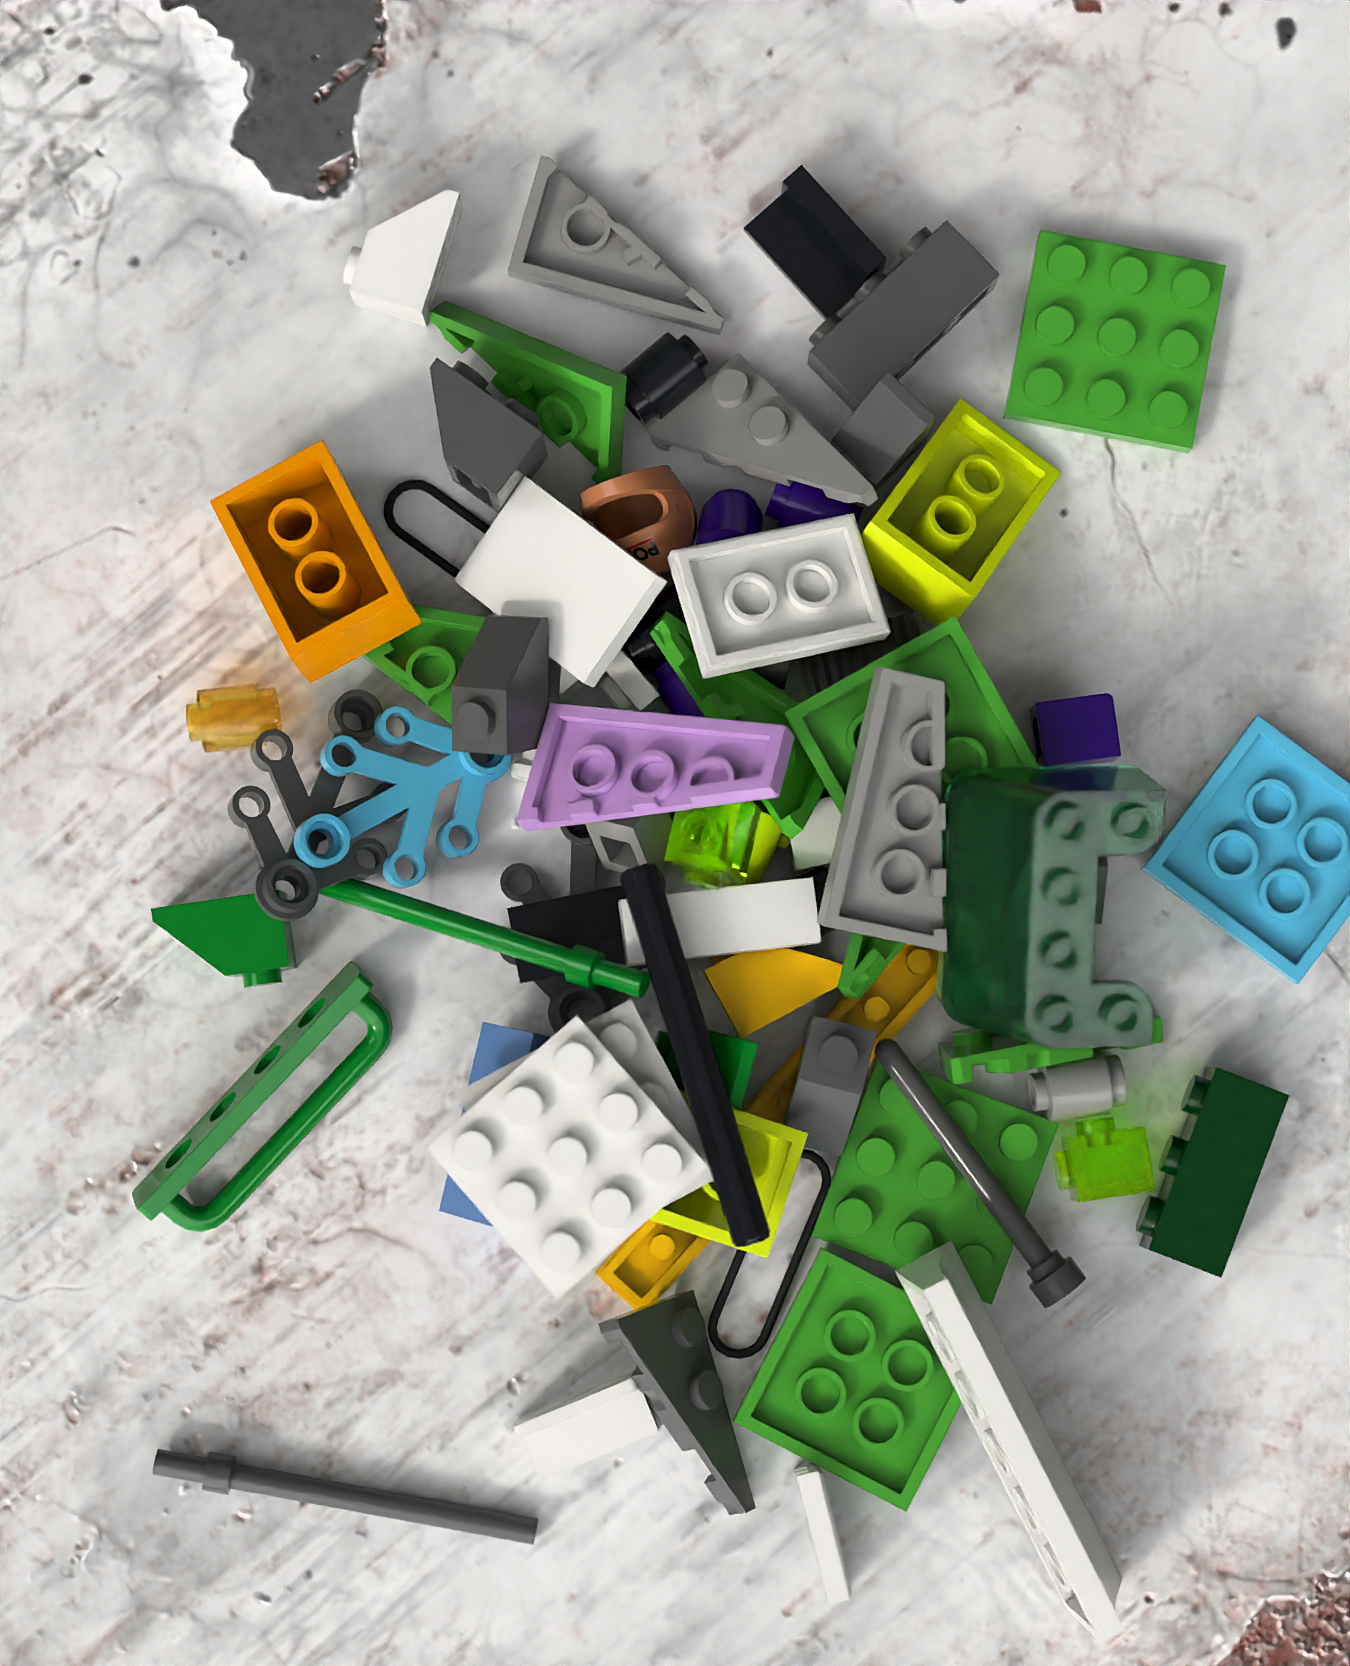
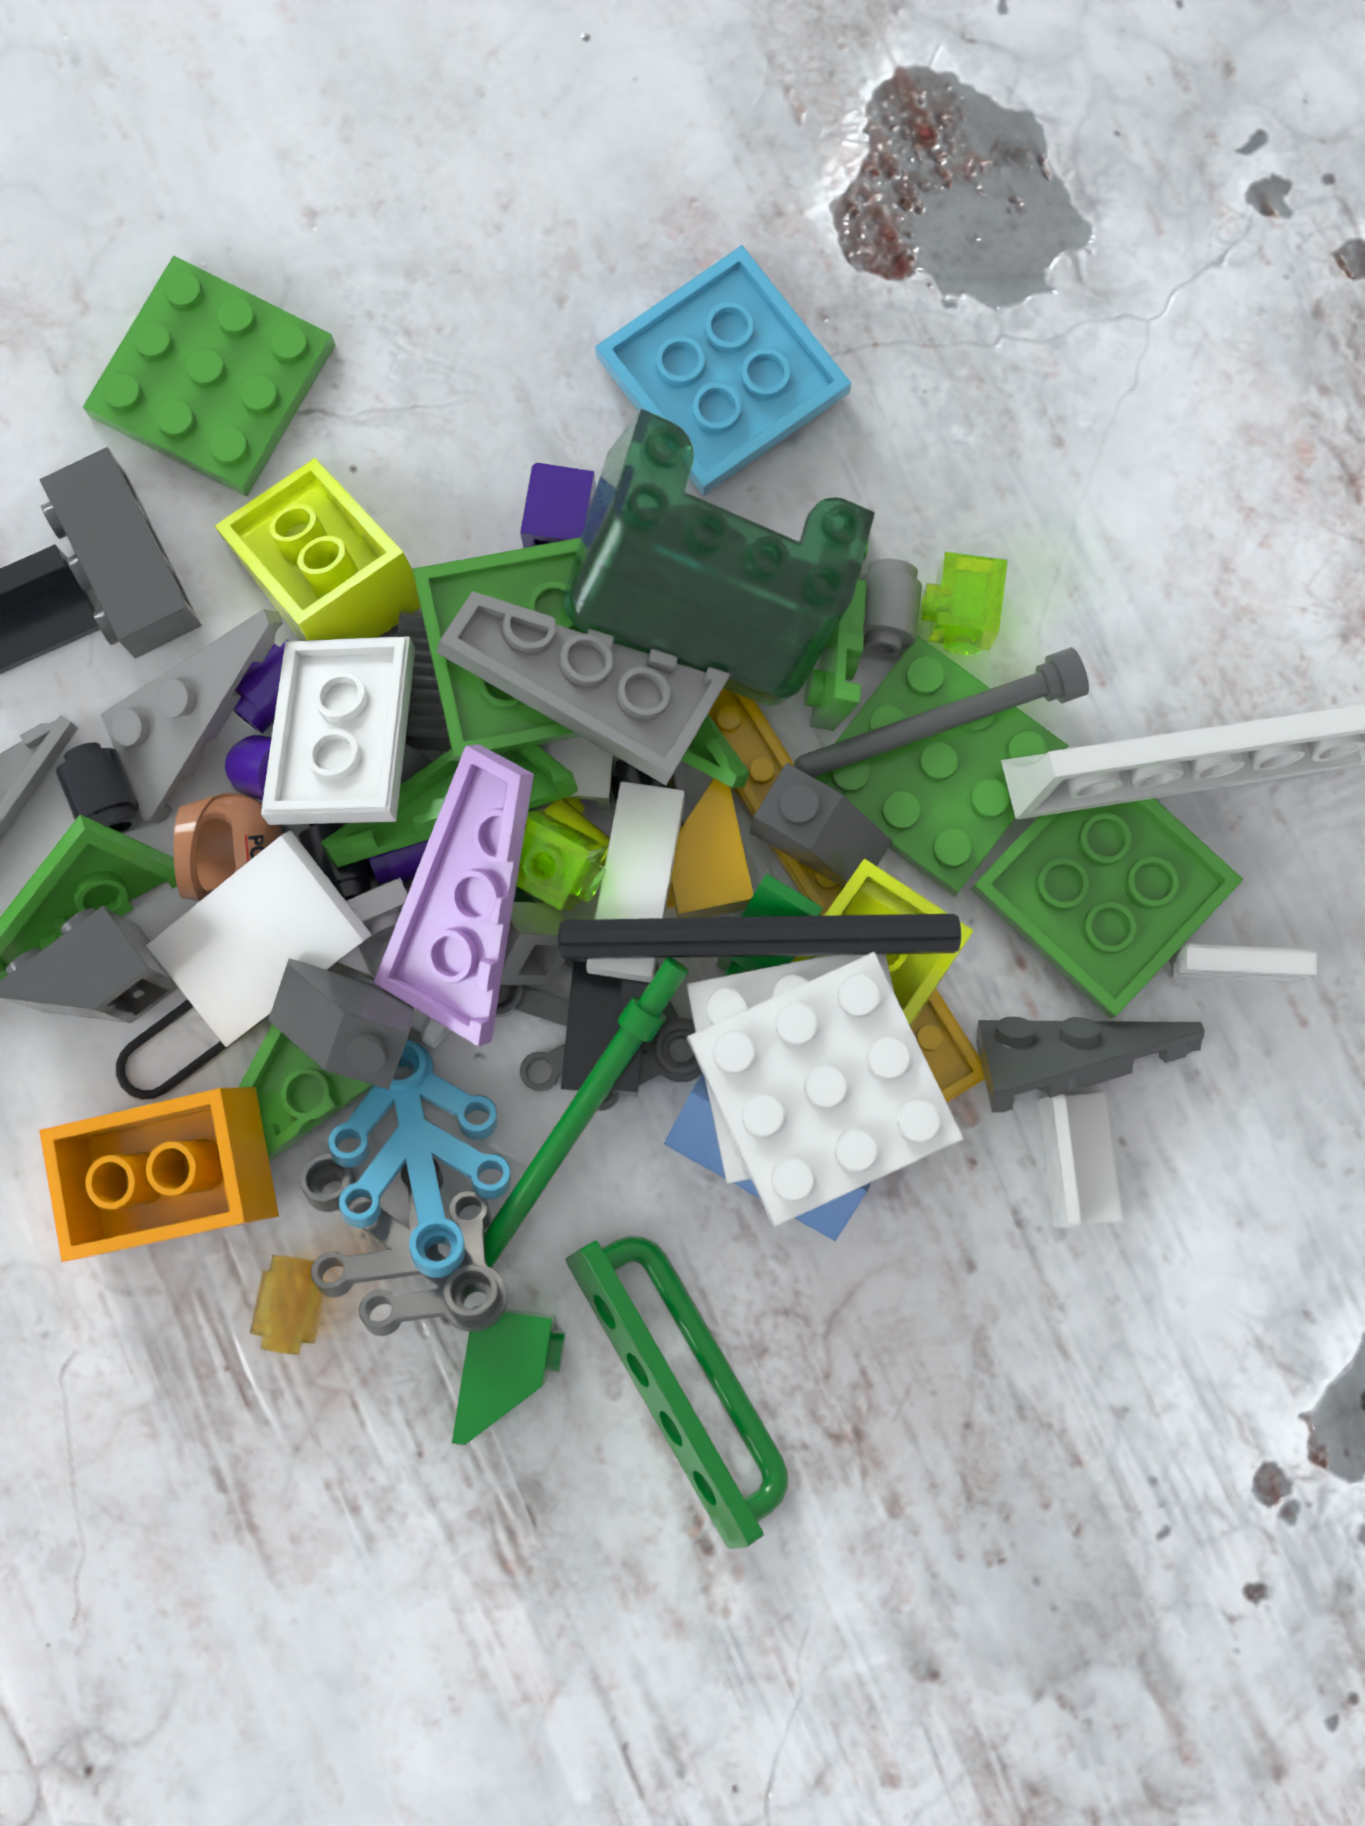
camera: 75 degrees left, 5 degrees down
(222, 1473) = (1032, 1537): dark grey bar -> none
(786, 1282) = (995, 931): black piece -> none
(884, 431) = (212, 585): dark grey slope -> none
(1211, 1169) = (1000, 509): dark green brick -> none

